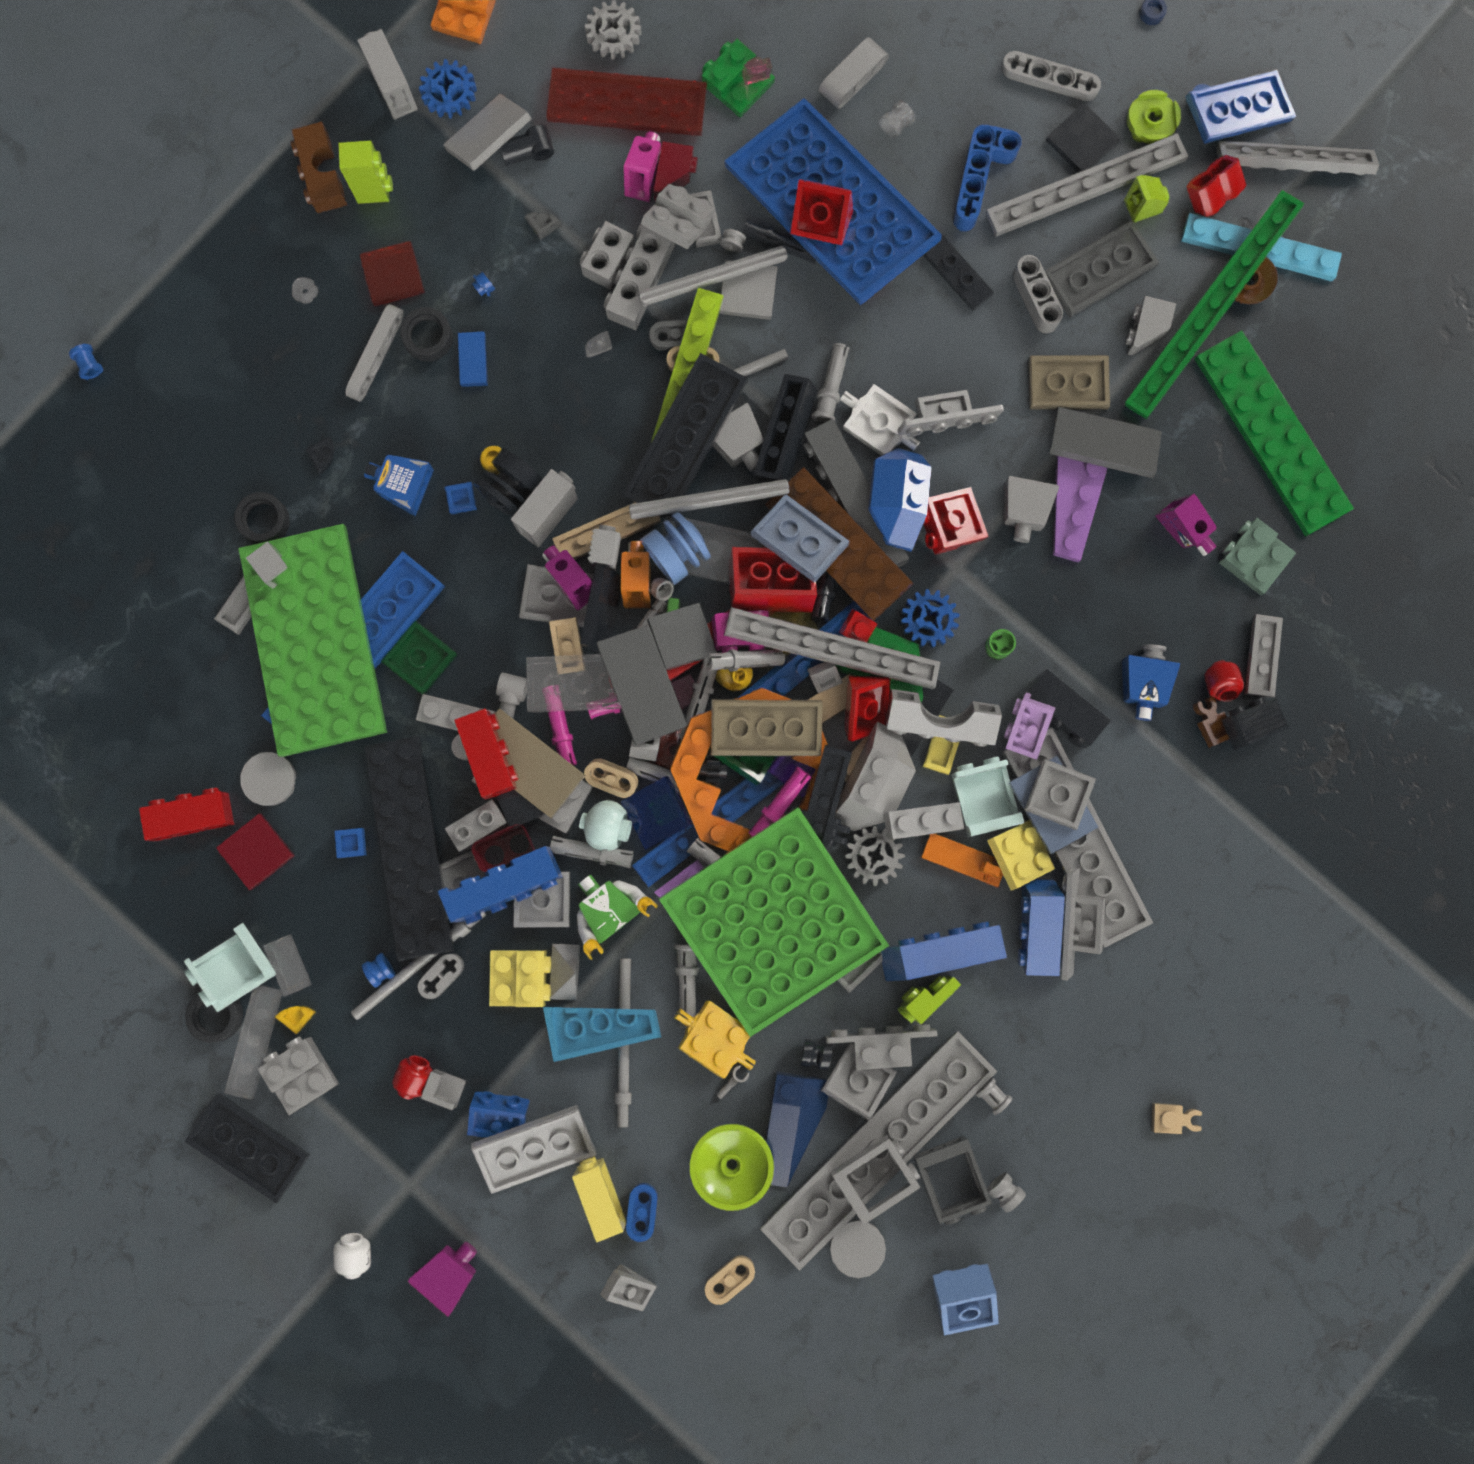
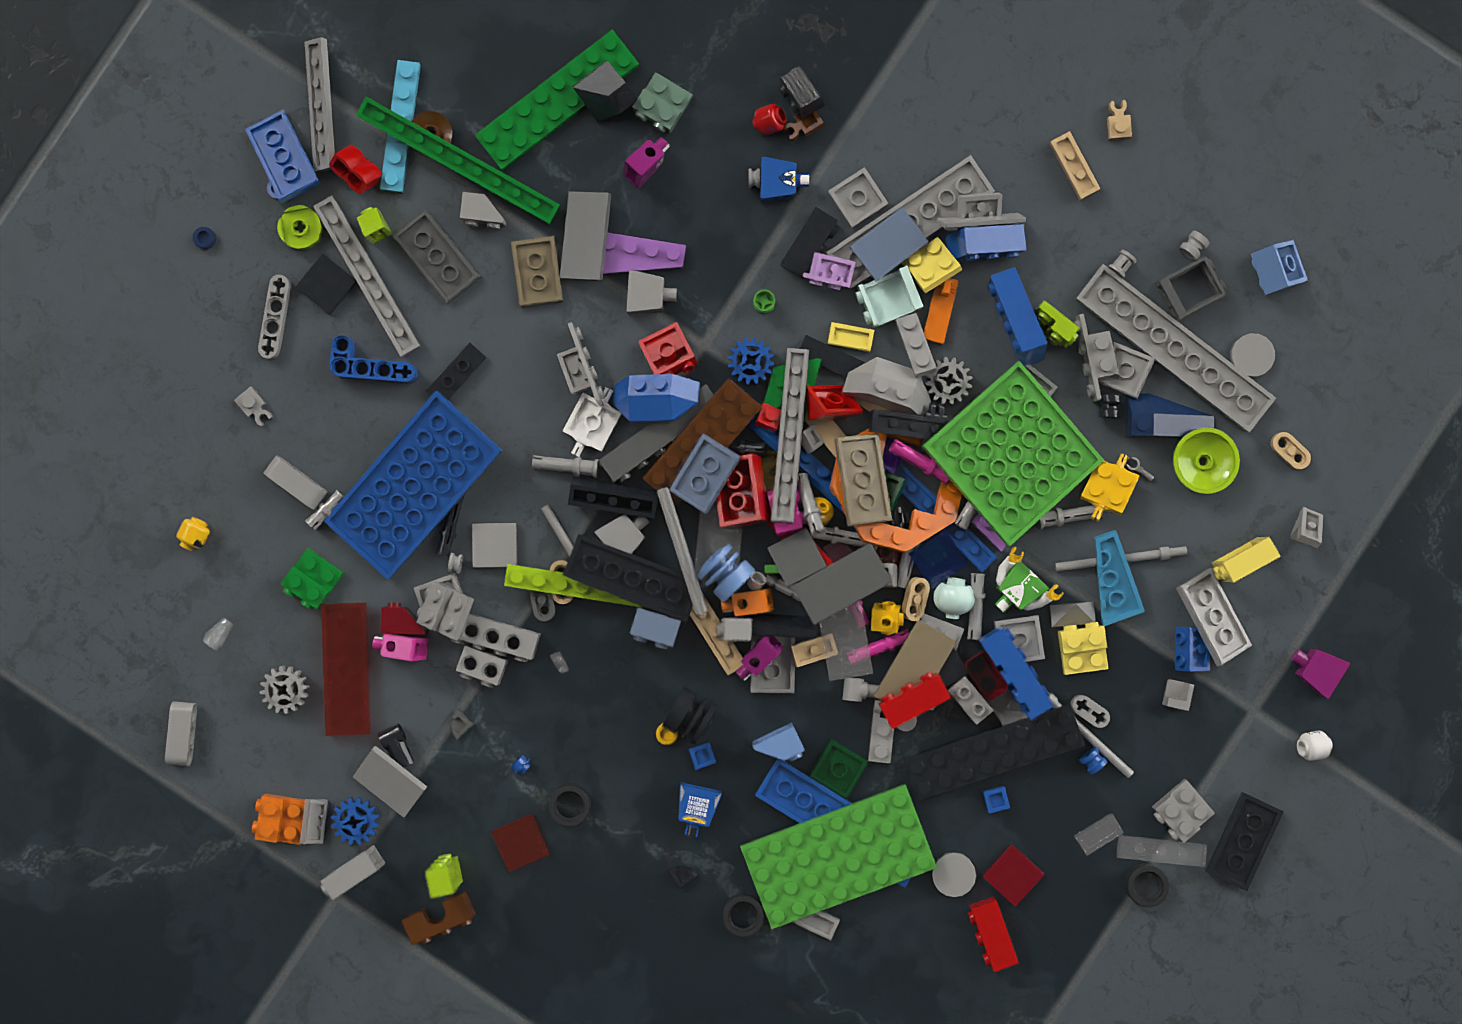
camera: 95 degrees left, 5 degrees up
(229, 970) = (1110, 877): light aqua panel -> none
(267, 563) = (785, 900): light grey panel -> none
(295, 1017) = (1138, 821): yellow tile -> none
(301, 284) = (539, 912): clear plate -> none
(374, 352) = (591, 845): light grey beam -> none
(411, 1076) = (1172, 720): red head -> none
(454, 43) = (314, 821): none -> light grey plate
(458, 588) = (781, 743): none -> medium blue slope
(472, 359) = (584, 764): blue tile -> none
(545, 507) = (704, 684): light grey brick -> none
(593, 738) = (886, 617): none -> yellow brick
(621, 456) = (655, 627): none -> sand blue brick
(641, 1211) = (1248, 526): blue plate -> none
(712, 276) = (490, 575): light grey axle -> none
(756, 70) = (307, 563): plate -> none
(815, 100) = (324, 510): none -> light grey pin
(822, 212) = (431, 491): red slope -> none
(841, 1172) = (1199, 375): light grey window -> none
(898, 118) = (331, 440): clear wheel -> none
(950, 39) = (252, 404): none -> light grey plate
(975, 724) = (834, 314): light grey arch -> none
(1037, 282) = (456, 306): light grey beam -> none
(1060, 794) = (881, 240): light grey tile -> none
(1117, 776) = (857, 197): none -> light grey plate
(1124, 1053) = (1074, 165): none -> tan plate
(1263, 656) = (744, 89): light grey plate -> none
(1279, 485) = (604, 92): none -> black slope

